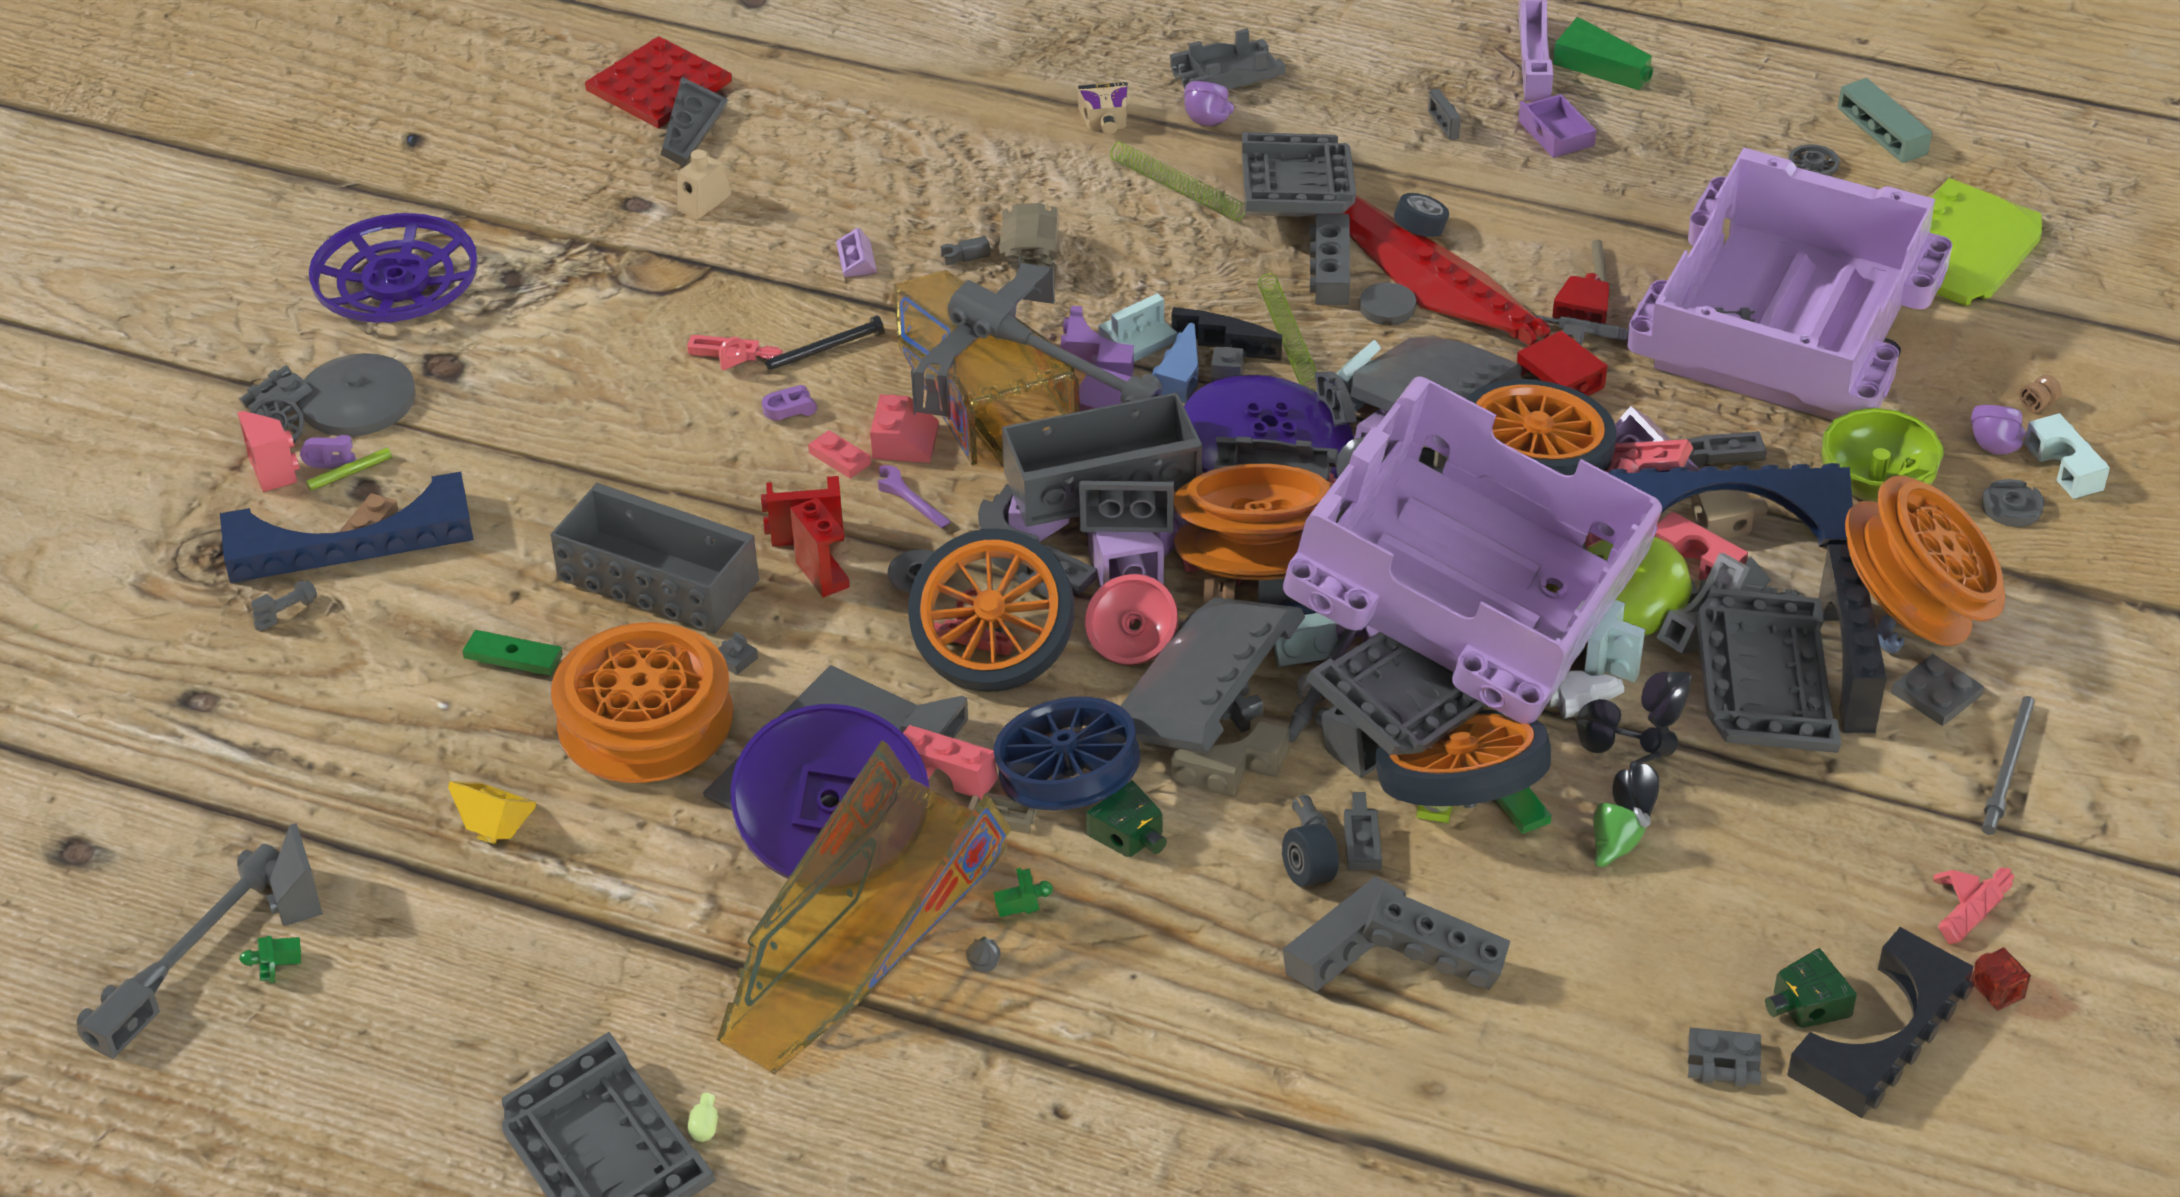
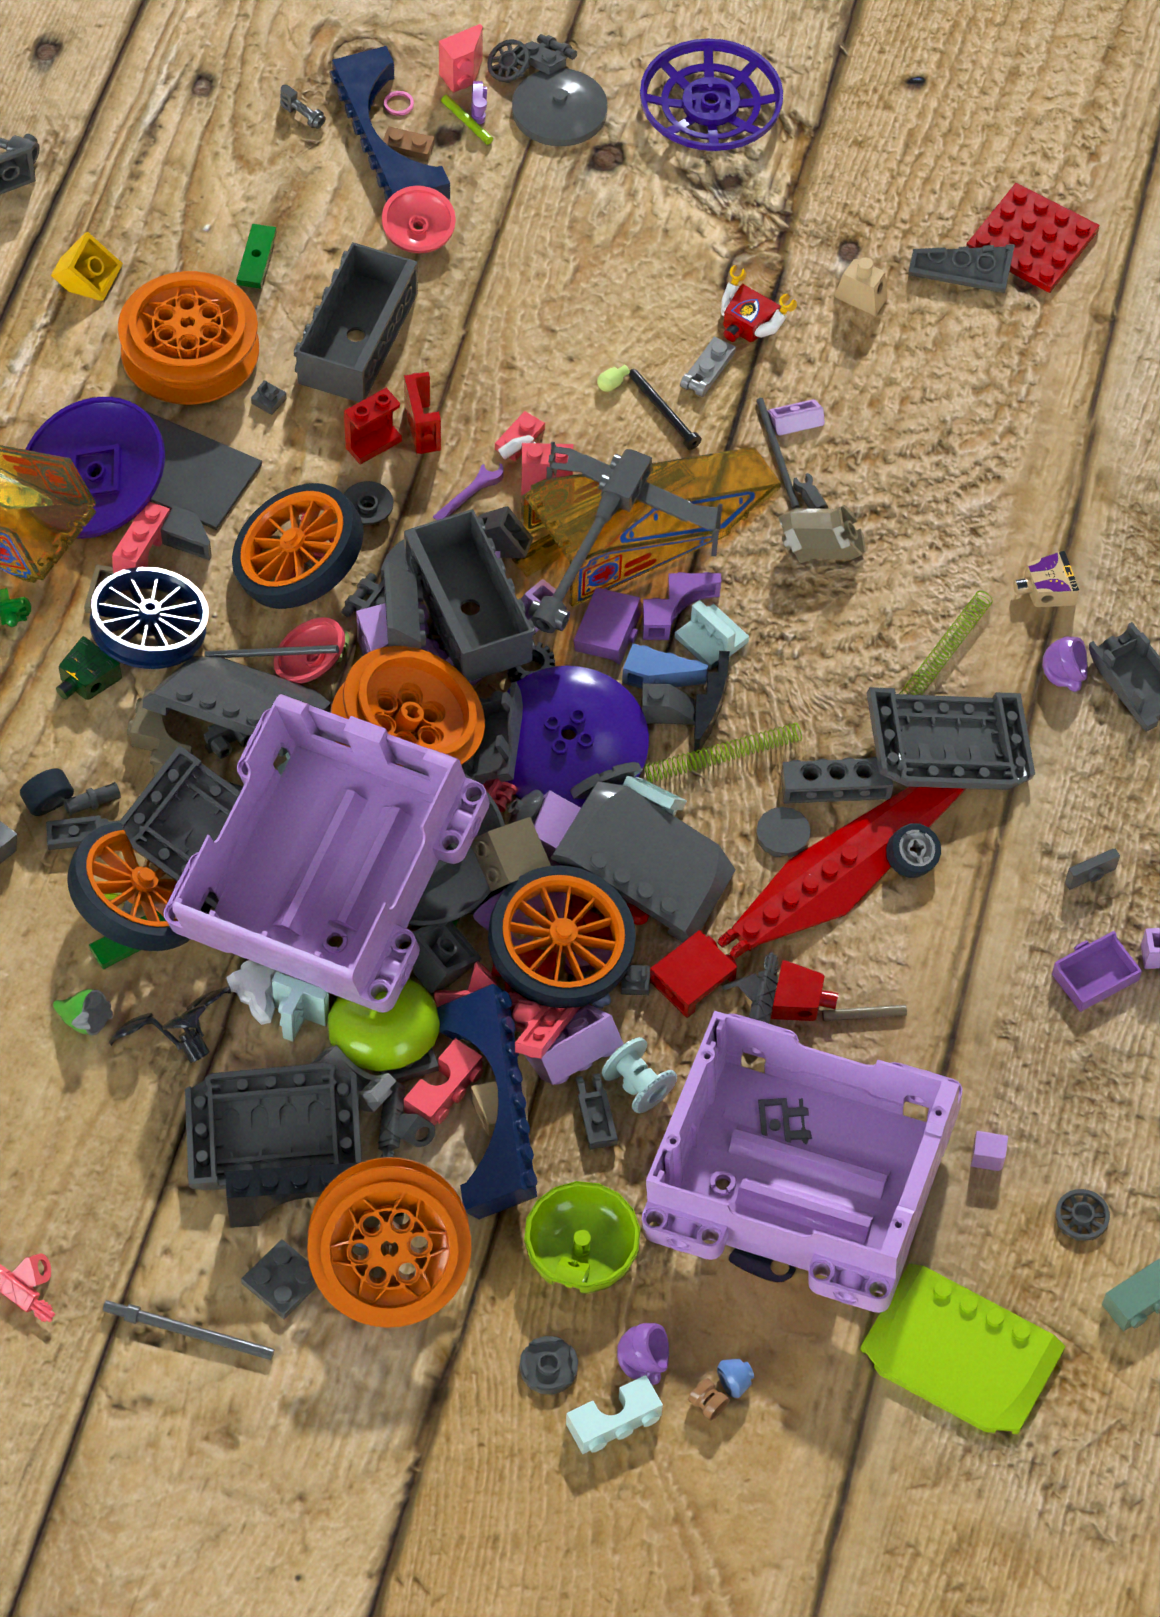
camera: 80 degrees right, 15 degrees up
(285, 521) = (398, 93): none -> bright pink piece
(508, 501) = (422, 208): none -> coral dish
(713, 268) = (749, 312): none -> torso
(730, 350) = (645, 343): coral piece -> none
(775, 309) = (708, 366): none -> light grey plate
(775, 376) = (612, 378): none -> yellowish green cylinder
(788, 403) = (574, 383): medium lavender plate -> none
(862, 442) = (514, 445): none -> white arm
(918, 270) = (777, 453): none -> dark grey axle
(986, 463) = (507, 533): none -> dark grey torso
(1134, 639) = (273, 651): none -> dark grey axle
(1680, 411) = (637, 1077): none -> light aqua hose
(2015, 374) = (735, 1376): none -> medium blue cone

